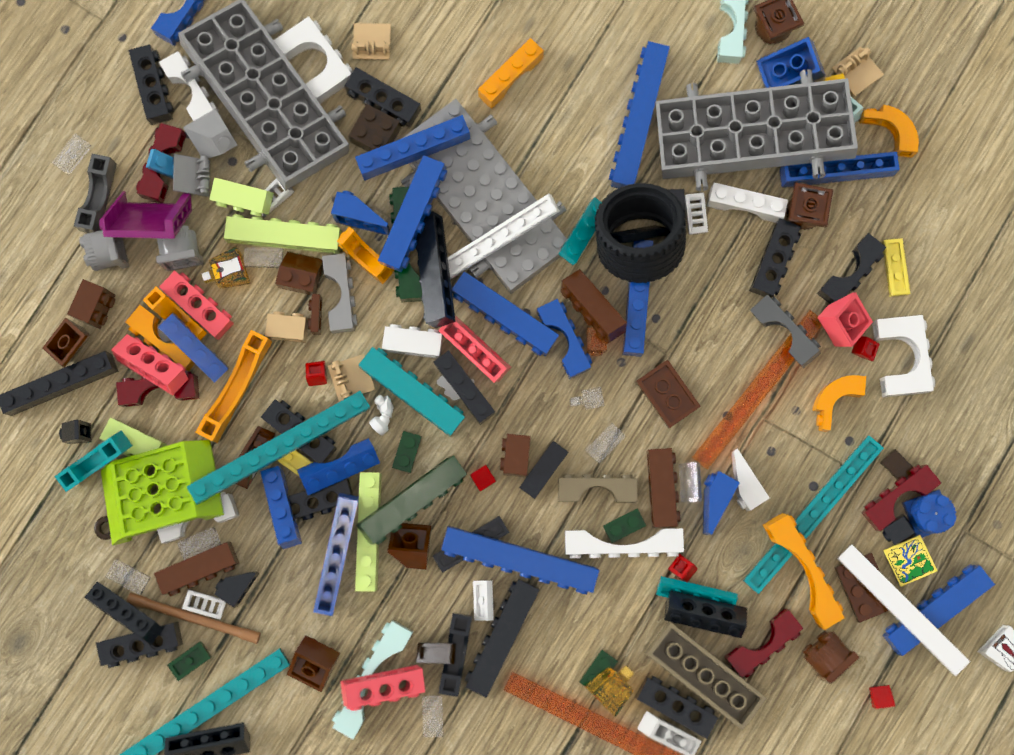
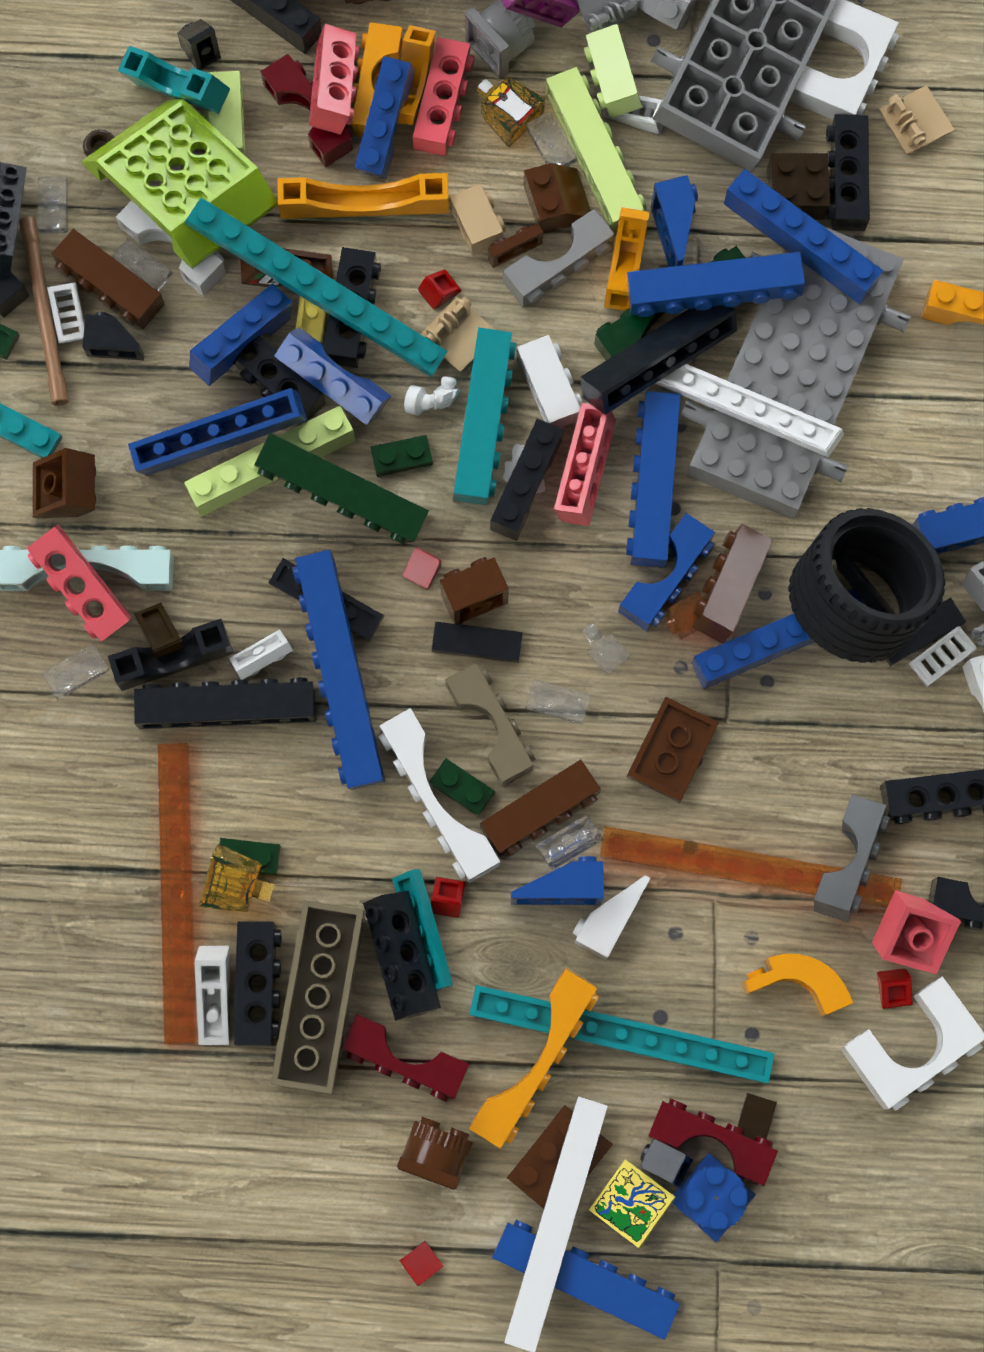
camera: 60 degrees right, 5 degrees down
(411, 545) = (282, 523): reddish brown slope -> none
(581, 233) = (806, 513): teal plate -> none

